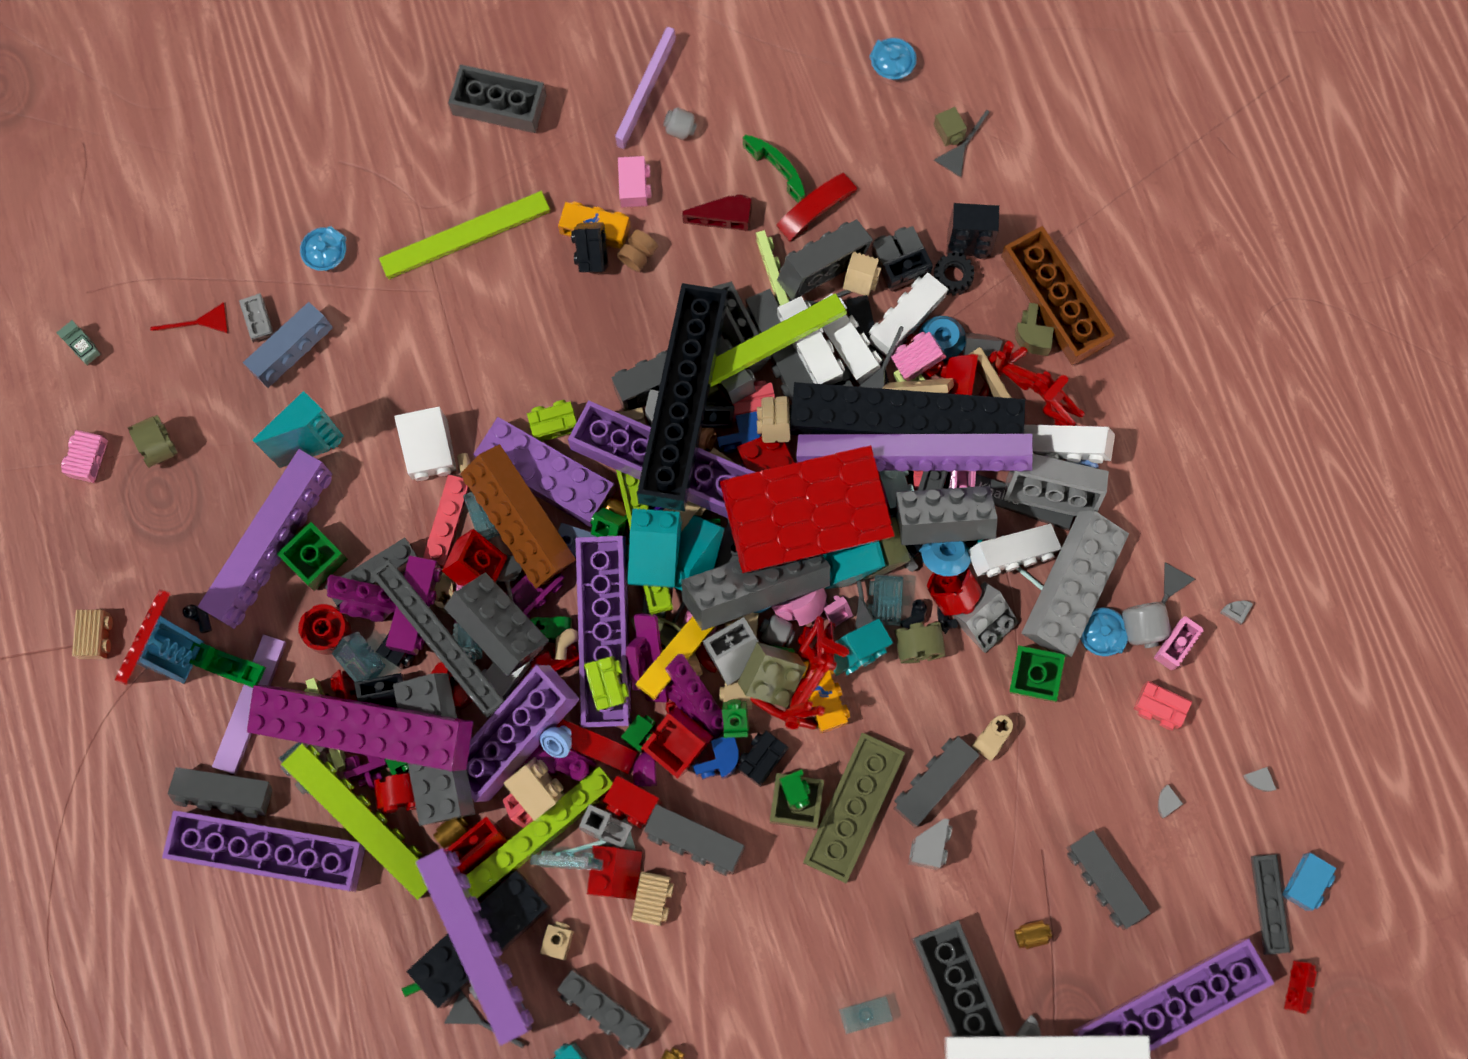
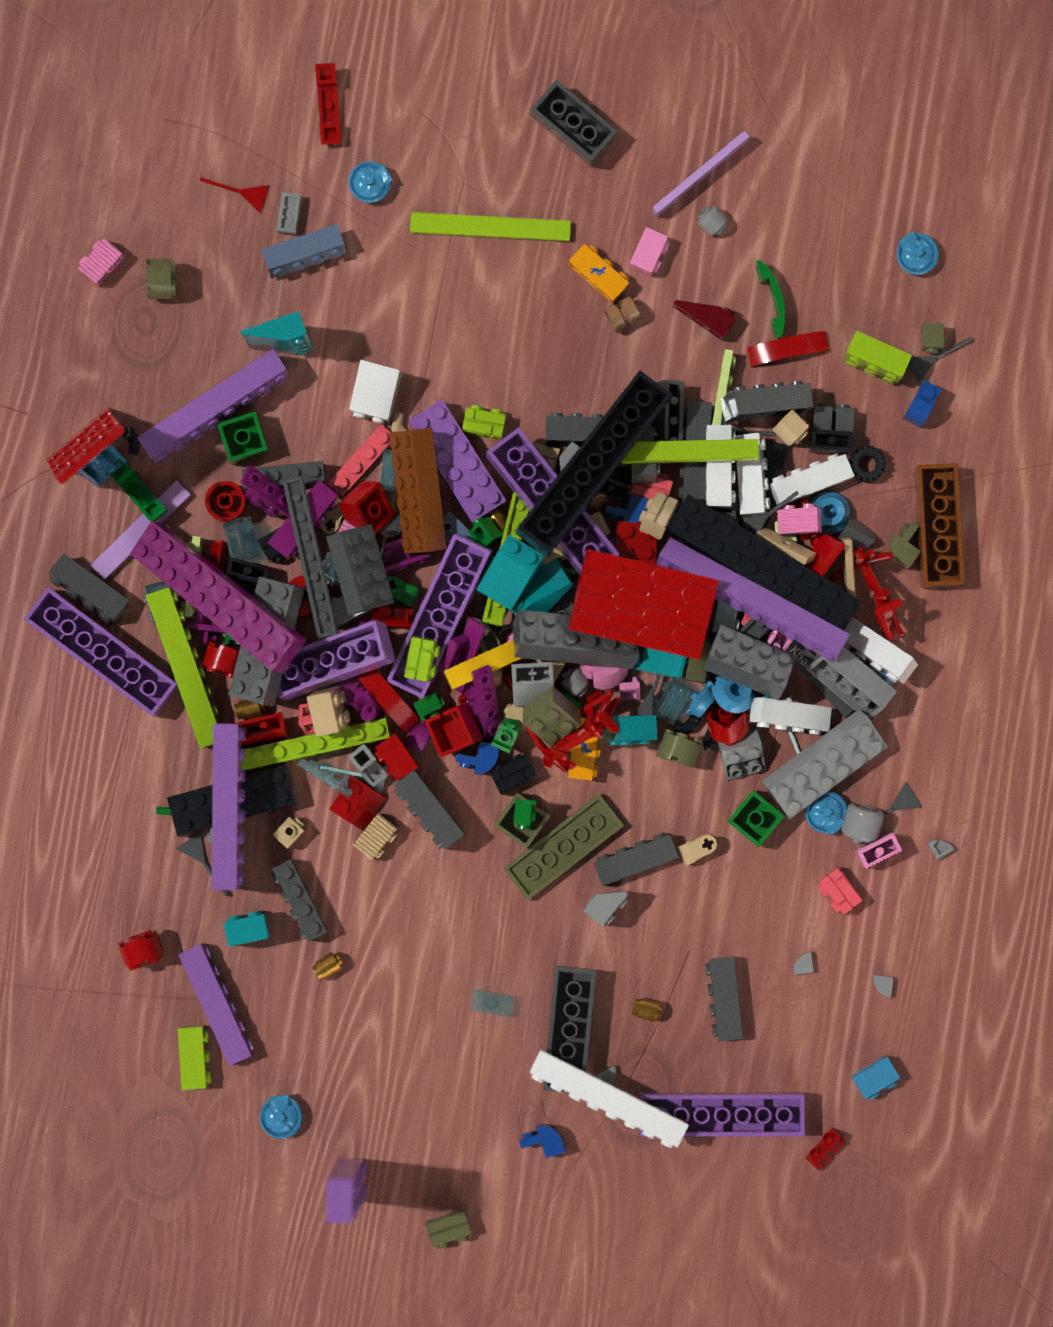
camera: 25 degrees right, 10 degrees up
(79, 342) = (138, 163): sand green leg -> none
(92, 634) = (44, 412): tan brick -> none
(246, 196) = (328, 103): none -> red slope
(556, 741) = (362, 684): light blue brick -> none
(563, 641) = (404, 607): tan arm -> none
(590, 247) = (585, 293): black brick -> none
(908, 168) = (876, 358): none -> lime brick
(917, 582) = (701, 700): none -> dark azure piece
(973, 229) = (898, 439): black brick -> none
(976, 185) = (922, 404): none -> blue brick
(1270, 904) = (838, 1078): dark grey tile -> none

